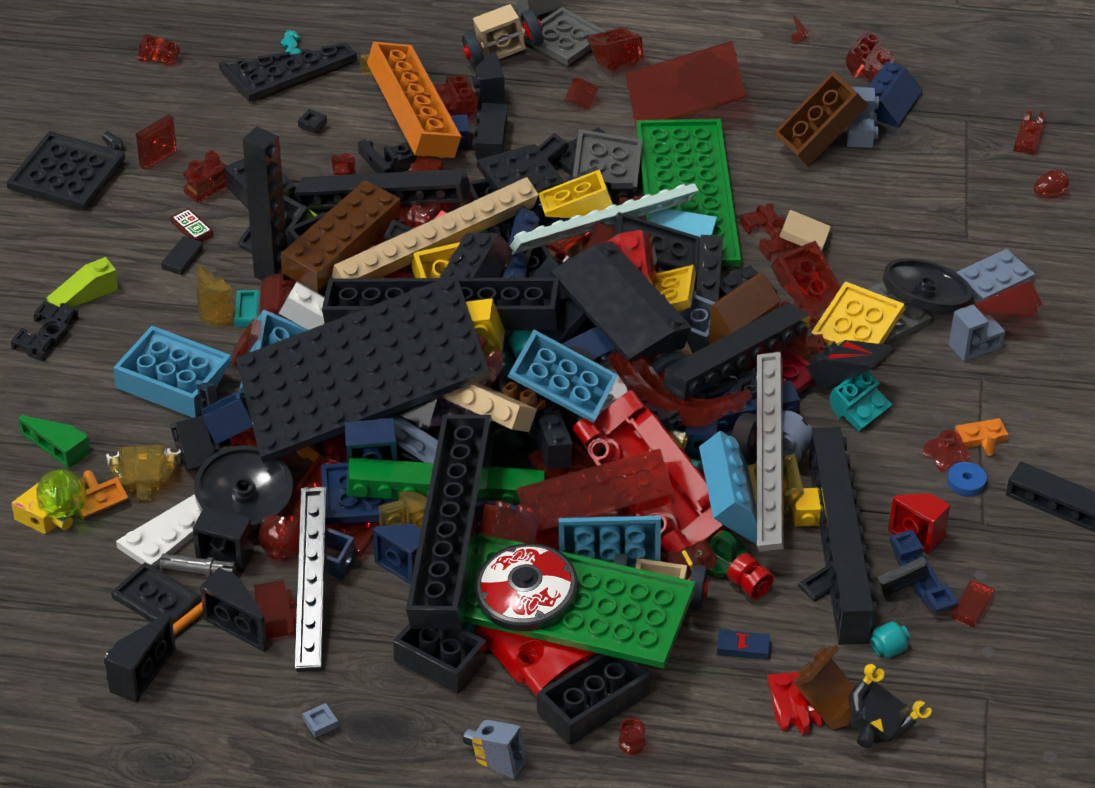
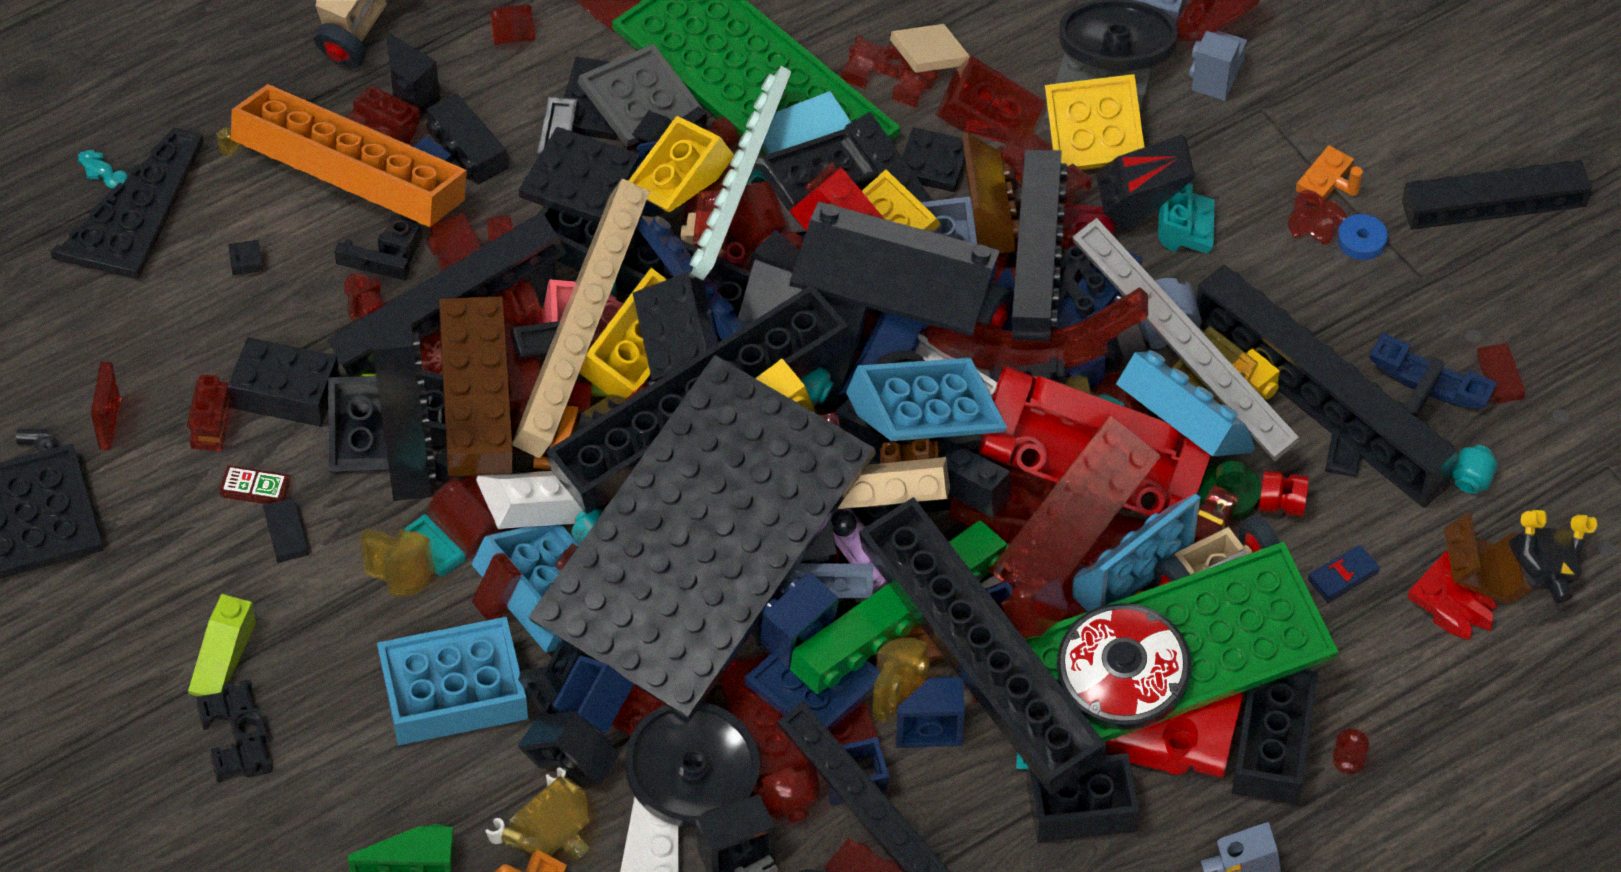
camera: 40 degrees left, 10 degrees up
(922, 514) = (1383, 309): red slope -> none

